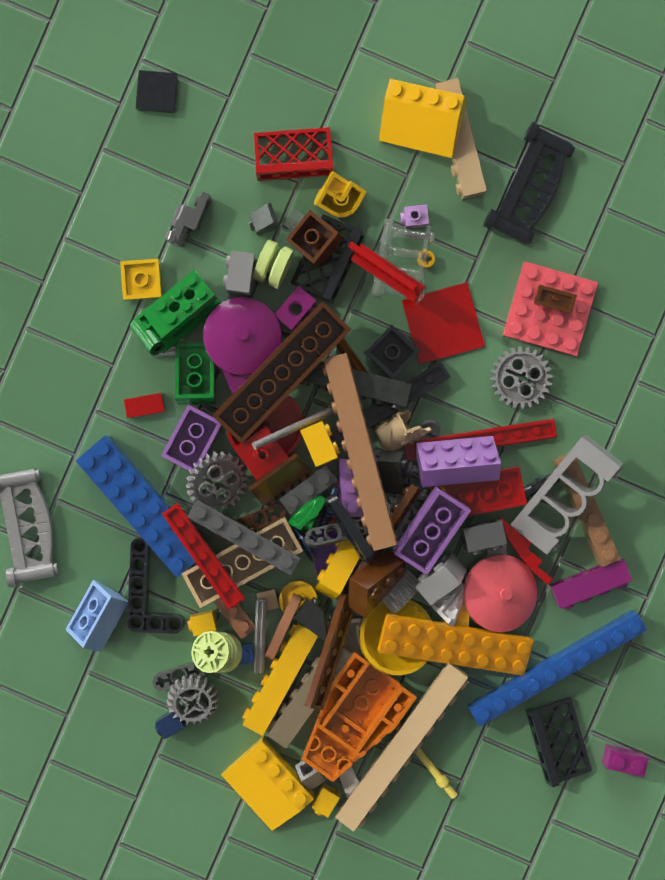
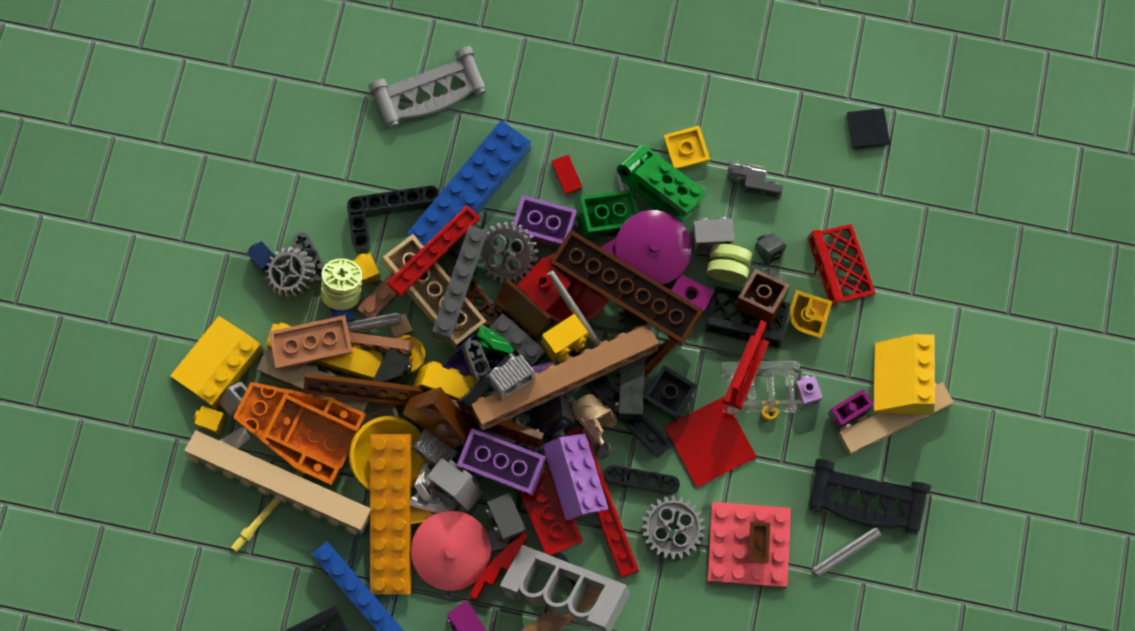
camera: 80 degrees right, 15 degrees down
(96, 616) = (354, 170): light blue slope -> none
(271, 693) = (310, 342): none -> nougat plate
(354, 506) = (511, 376): none -> light grey brick
(436, 610) = (424, 484): none -> white tile
(443, 179) = (850, 409): none -> magenta brick
(470, 398) = (642, 476): none -> black beam
(576, 218) = (846, 552): none -> light grey axle

